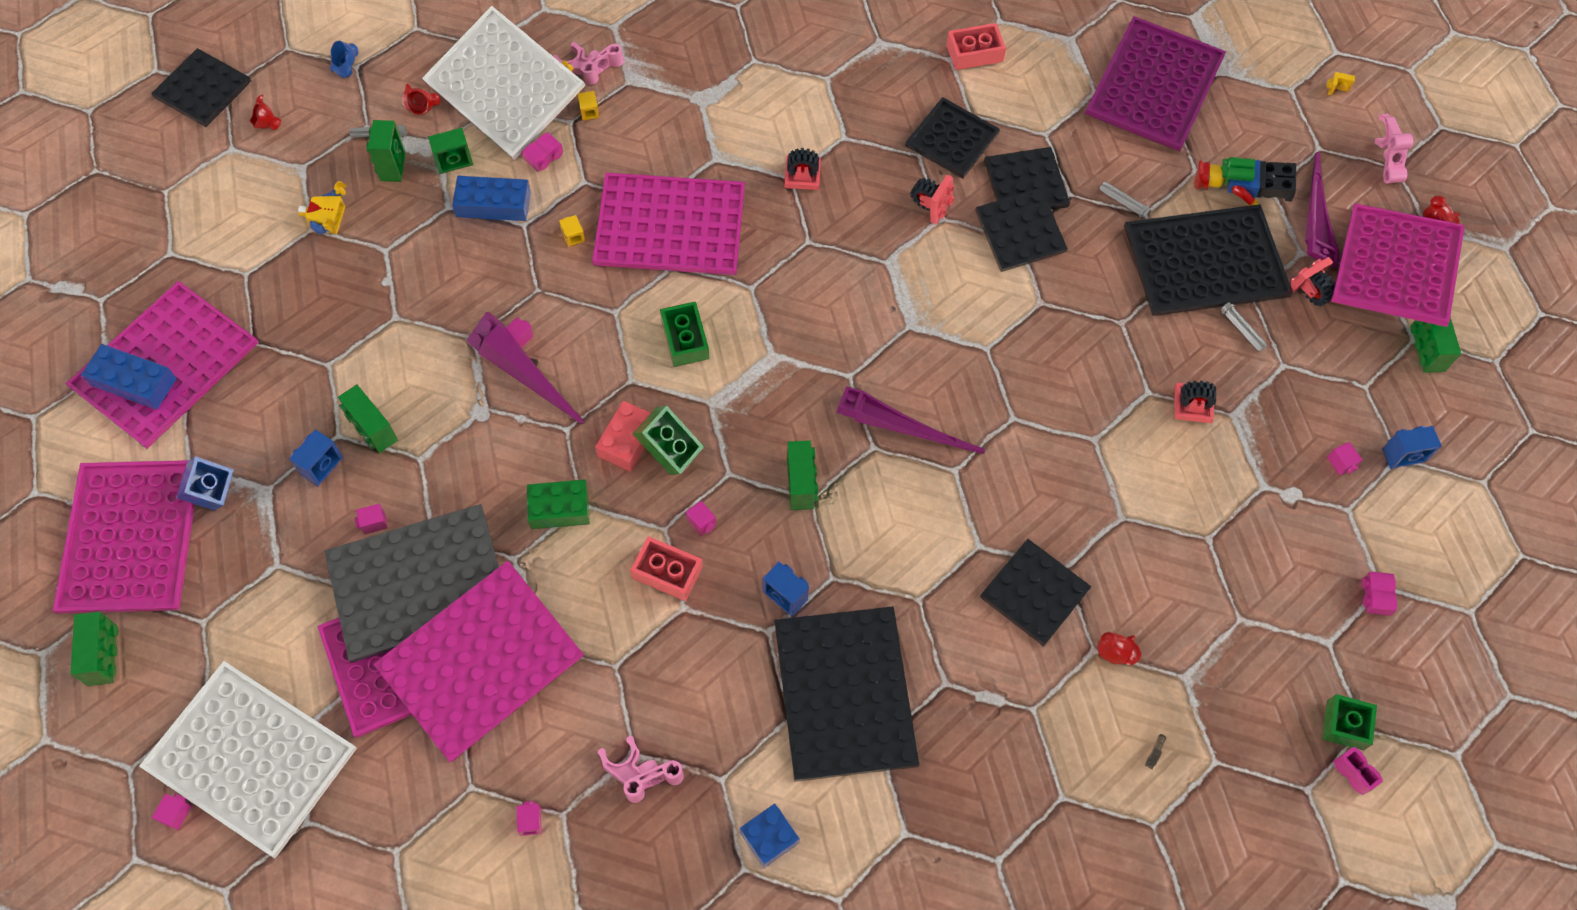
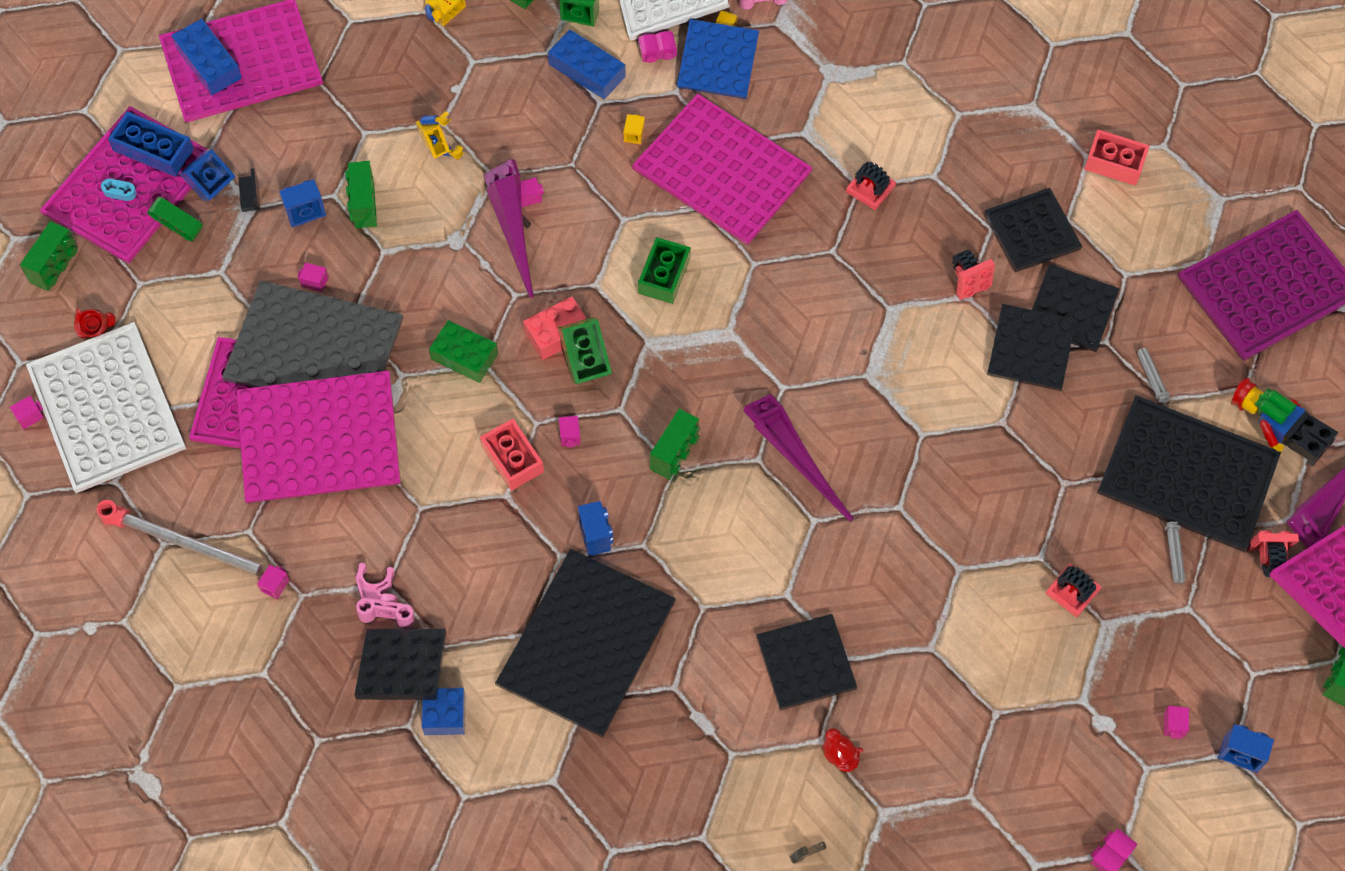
camera: 35 degrees right, 0 degrees up
(123, 546) = (118, 190): none -> medium azure beam
(128, 485) = (151, 144): none -> blue brick
(181, 686) = (92, 322): none -> red hair
(199, 542) = (175, 219): none -> green beam
(255, 477) = (249, 192): none -> black panel
(338, 852) = (121, 517): none -> flat silver piece
(398, 331) = (434, 138): none -> torso
(602, 135) = (718, 59): none -> blue plate
(702, 819) = (401, 664): none -> black plate

